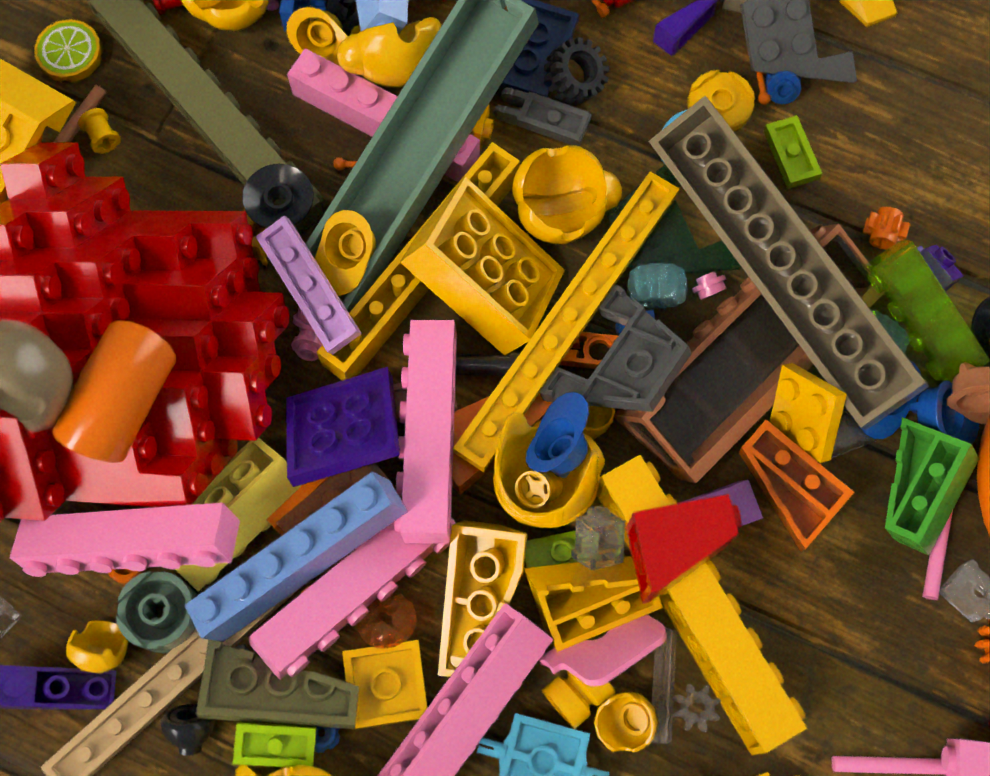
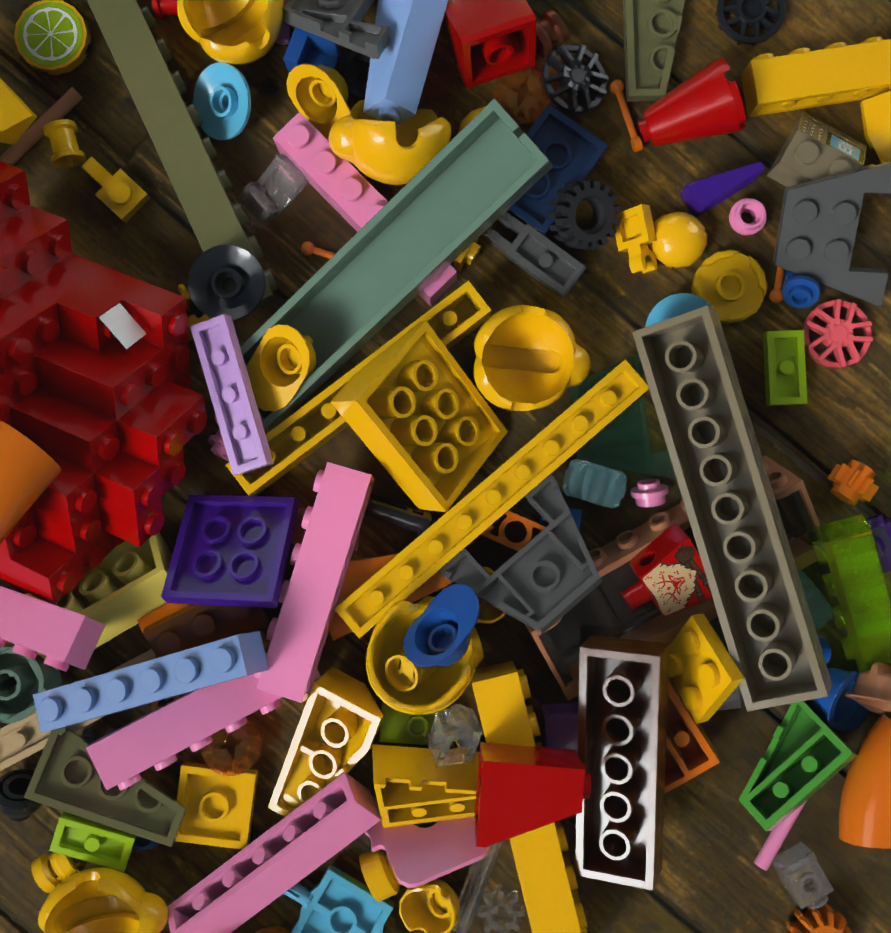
camera: 15 degrees right, 15 degrees up
(156, 160) = (117, 191): none -> yellow plate
(197, 240) = (122, 325): none -> white sticker
(224, 56) = (222, 101): none -> medium azure dish
(296, 124) = (271, 193): none -> clear slope
(624, 80) = (634, 235): none -> yellow plate
(663, 74) = (679, 239): none -> yellow hair
(717, 33) = (756, 211): none -> bright pink plate
(751, 342) = (668, 574): none -> torso
(776, 544) = (625, 753): none -> reddish brown brick
(828, 114) = (837, 334): none -> coral wheel

